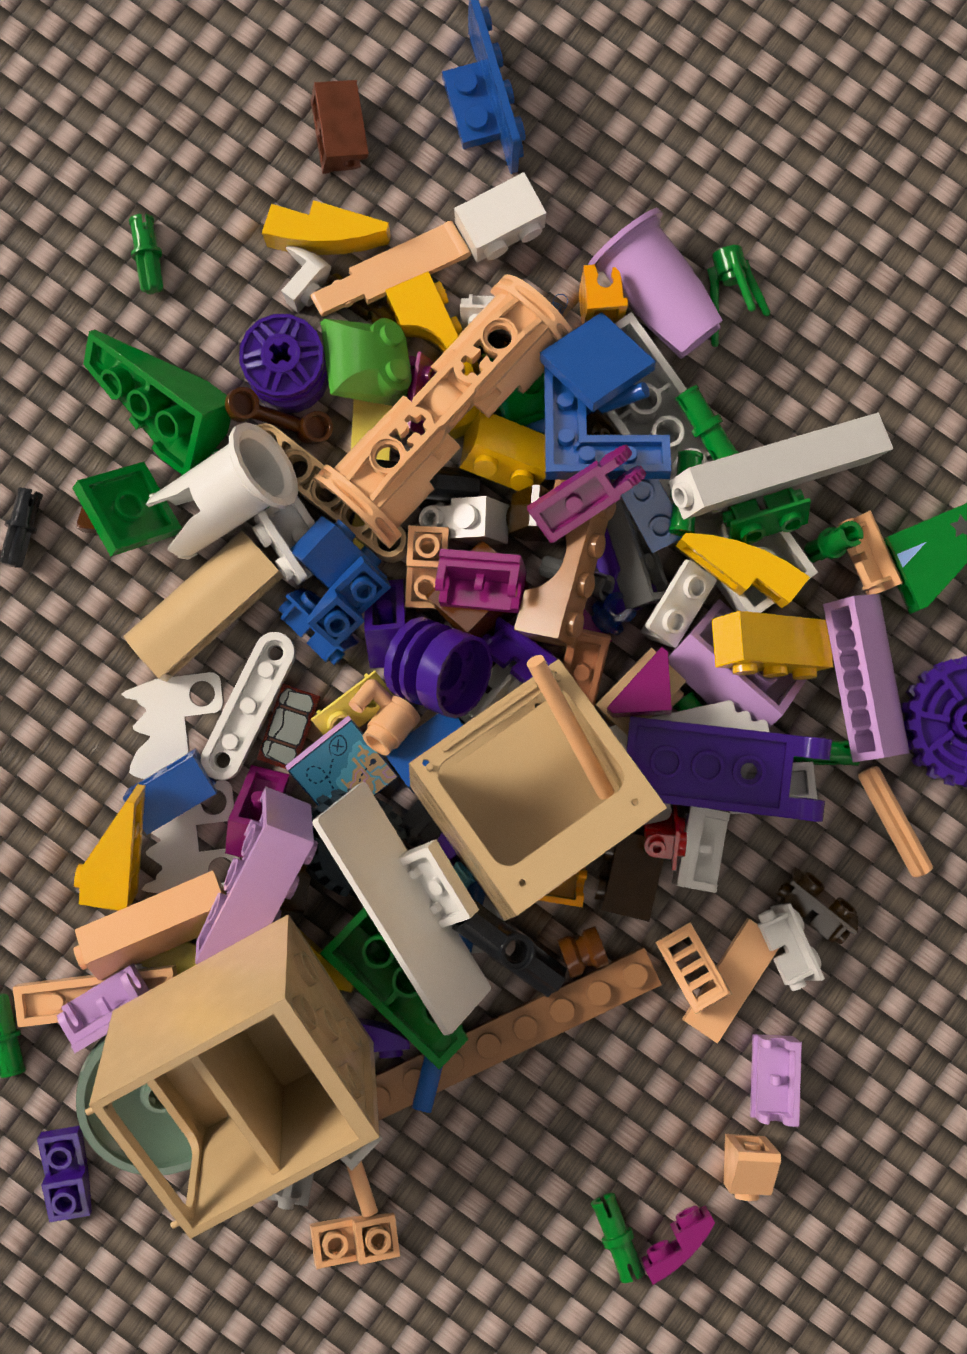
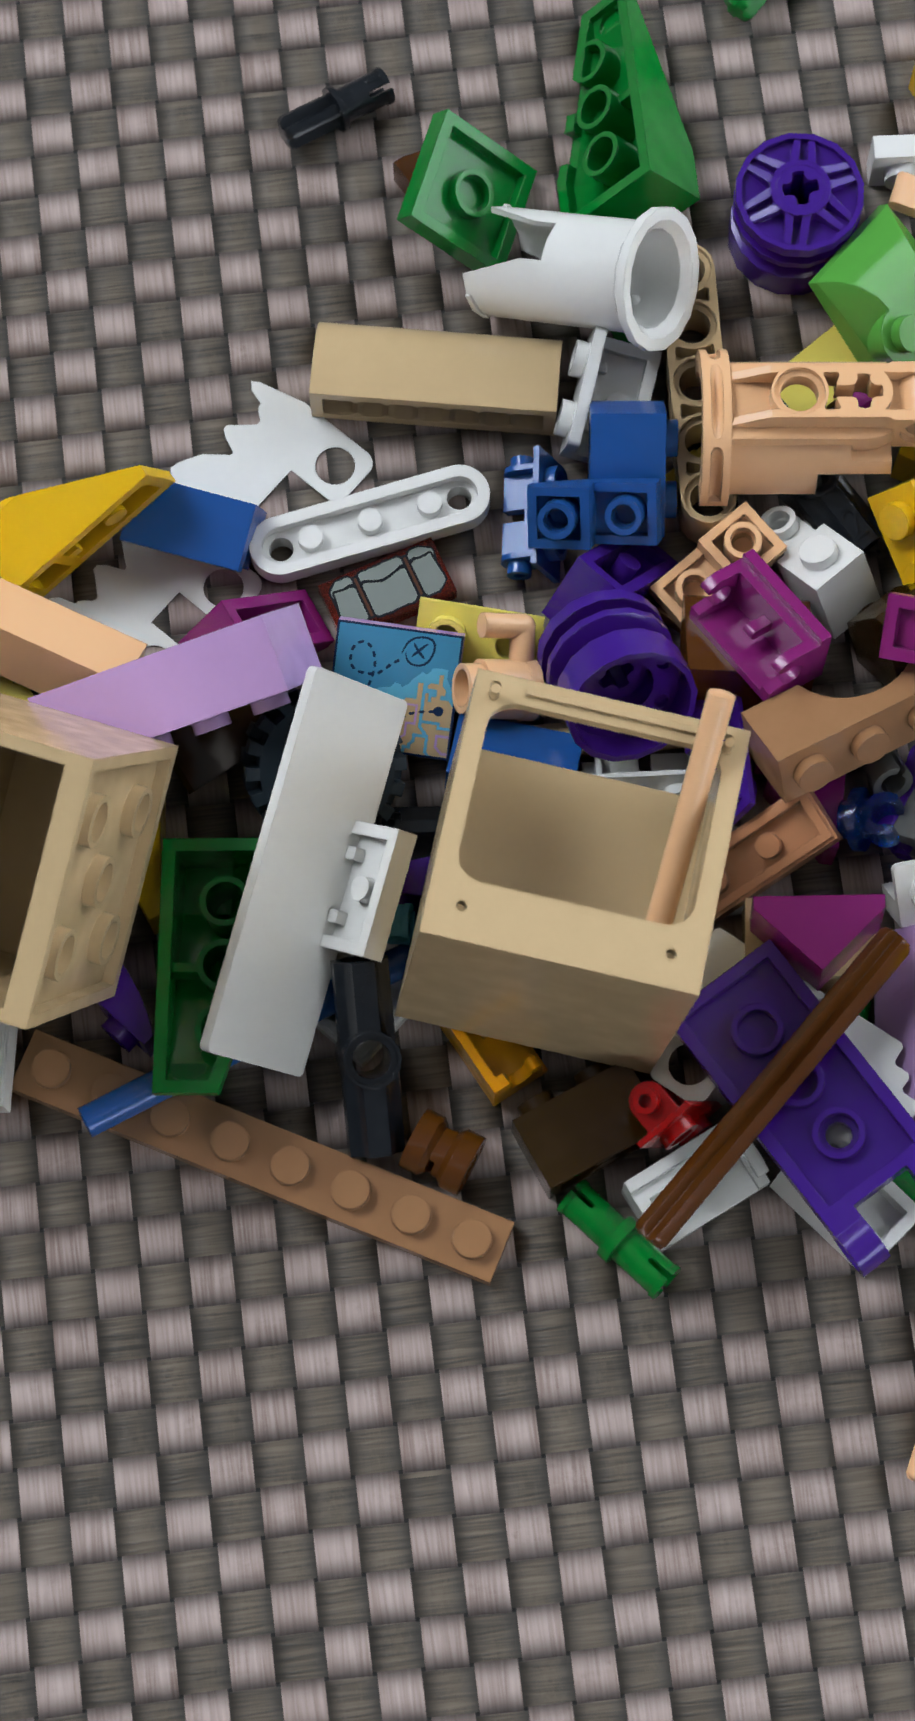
camera: 50 degrees right, 10 degrees down
(244, 404) = (707, 208): reddish brown bar -> none
(618, 1238) = (139, 1505): green pin -> none
(690, 1230) = (218, 1582): magenta slope -> none
(695, 907) = (618, 1239): none -> green pin
(703, 783) = (772, 1088): none -> reddish brown axle
(709, 998) = (534, 1347): light nougat slope -> none
(741, 969) = (574, 1366): light nougat tile -> none
(750, 1166) = (367, 1581): light nougat slope -> none
(775, 1079) = (503, 1522): lavender hinge -> none
(800, 961) = (675, 1416): white hinge -> none
(832, 915) = (768, 1412): dark brown hinge -> none

